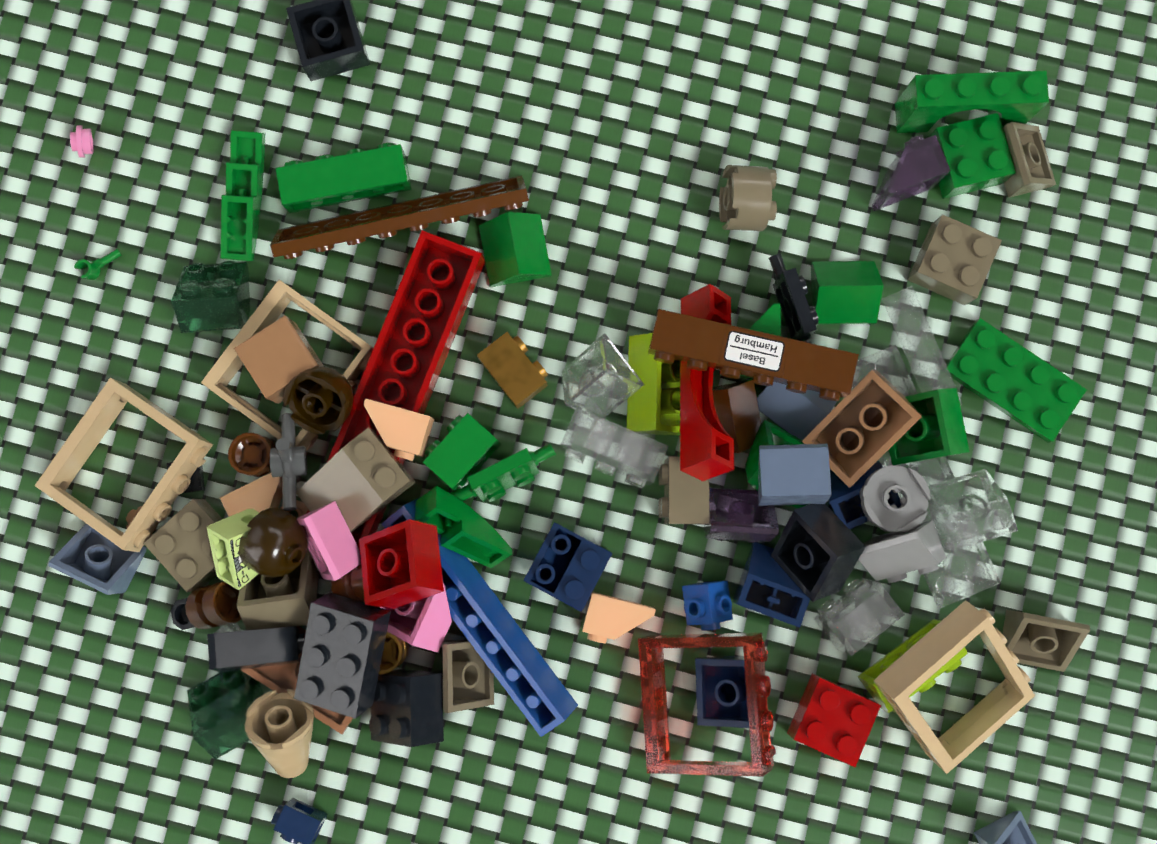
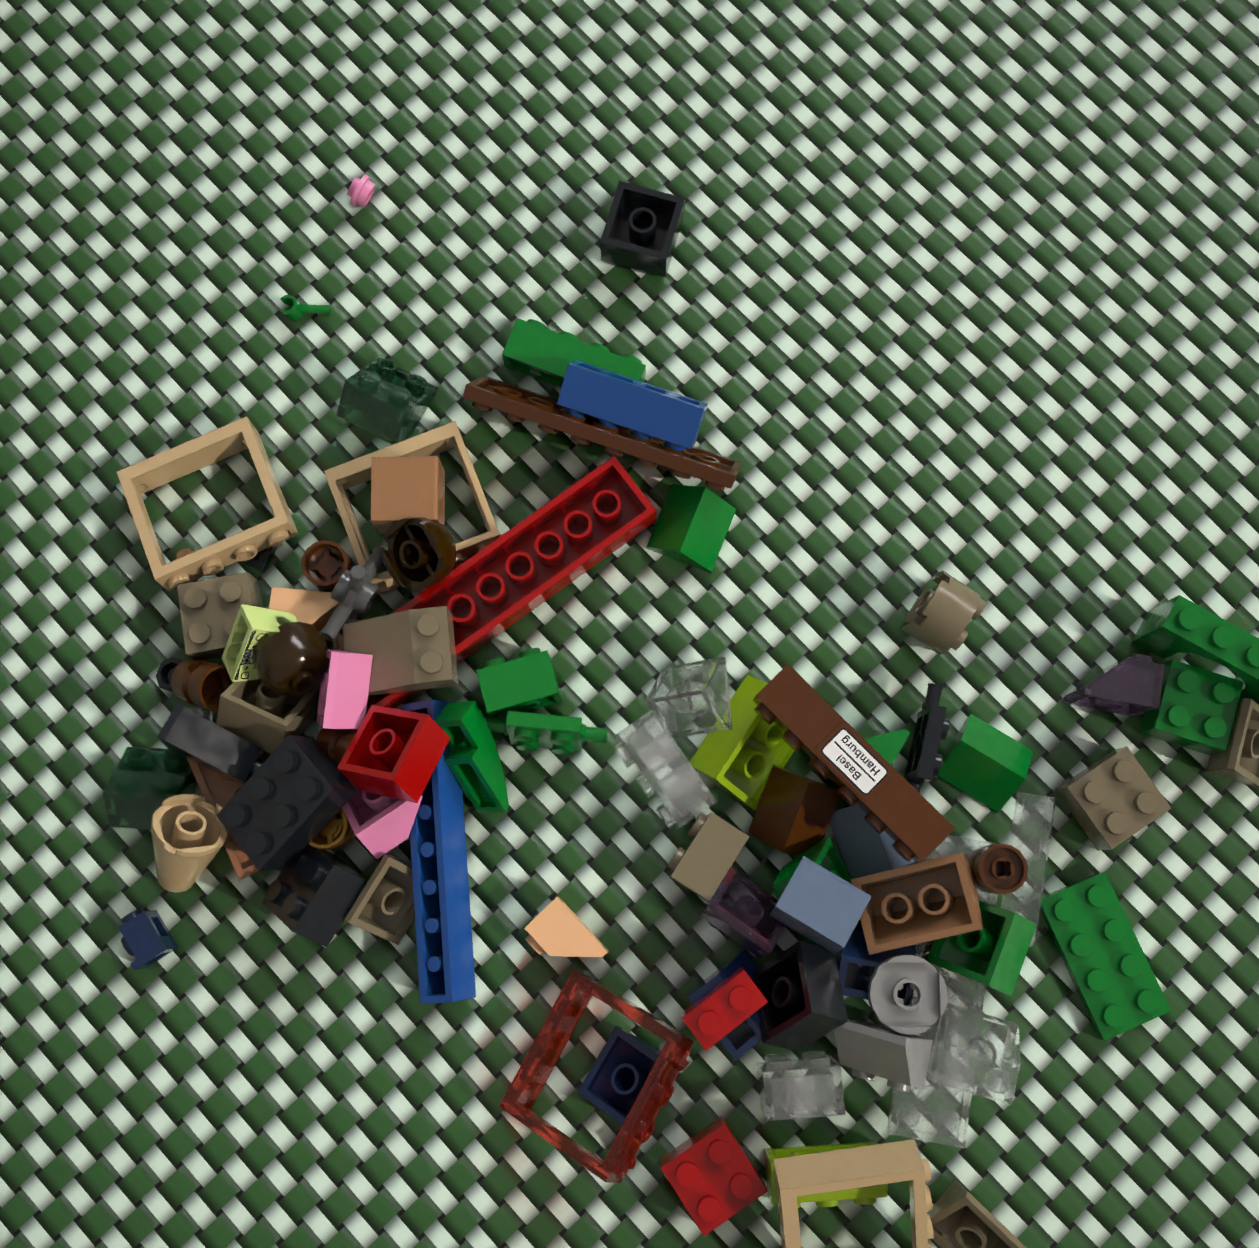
camera: 35 degrees right, 5 degrees down
(97, 561) = (126, 576): sand blue slope -> none
(243, 196) = (473, 326): green slope -> none
(400, 428) = (476, 626): light nougat slope -> none
(410, 181) = (632, 405): none -> blue brick
(513, 370) = (617, 638): pearl gold brick -> none
(567, 567) = (550, 857): dark blue slope -> none
(704, 443) = (752, 818): red arch -> none
(707, 604) = (660, 980): blue brick -> none
(769, 595) = (723, 1008): none -> red brick
(904, 364) = (998, 868): none -> reddish brown wheel

